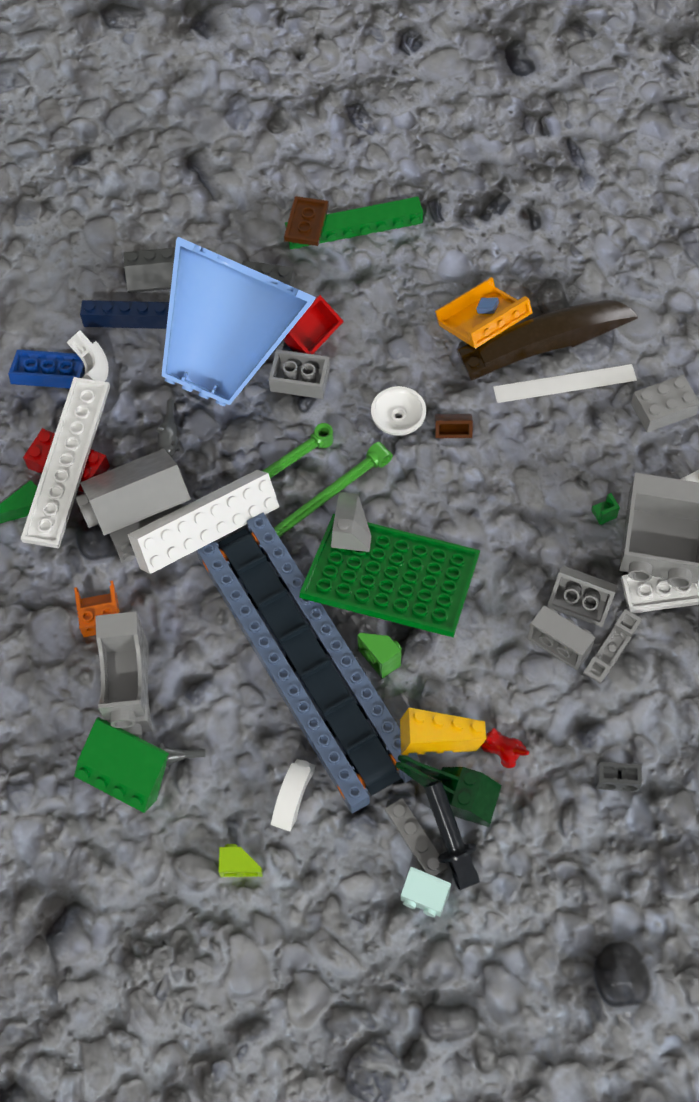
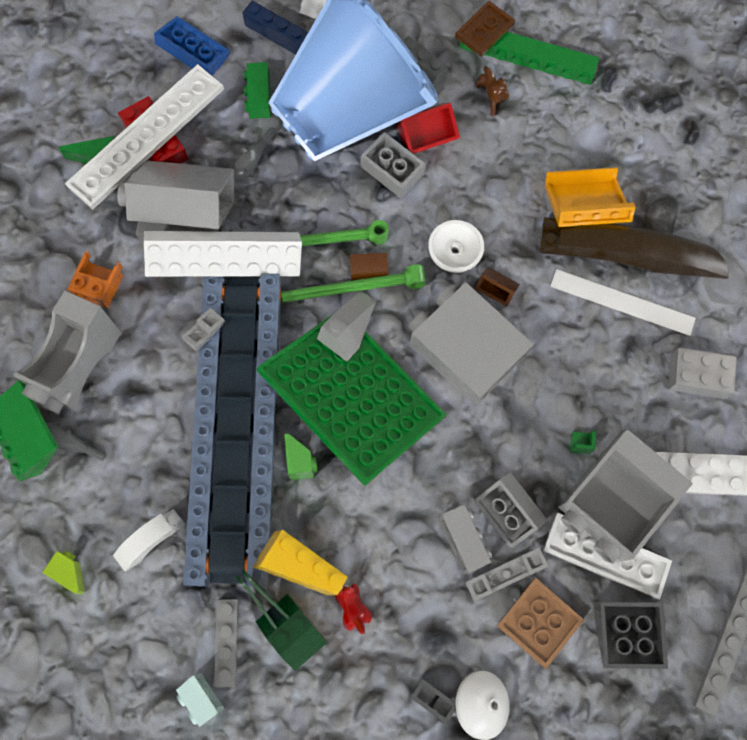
camera: 25 degrees right, 10 degrees up
(92, 356) = (230, 56): white arch -> none
(136, 374) = (257, 90): none -> green brick
(229, 591) = (205, 328): none -> light grey slope
(332, 467) = (368, 265): none -> reddish brown brick
(347, 267) = (495, 89): none -> reddish brown animal
(456, 851) = (248, 680): black piece -> none
(460, 481) = (468, 342): none -> light grey brick
(487, 305) = (597, 192): medium blue tile -> none
(660, 756) = (482, 705): none -> white dish
(664, 669) = (540, 623): none -> medium nougat plate

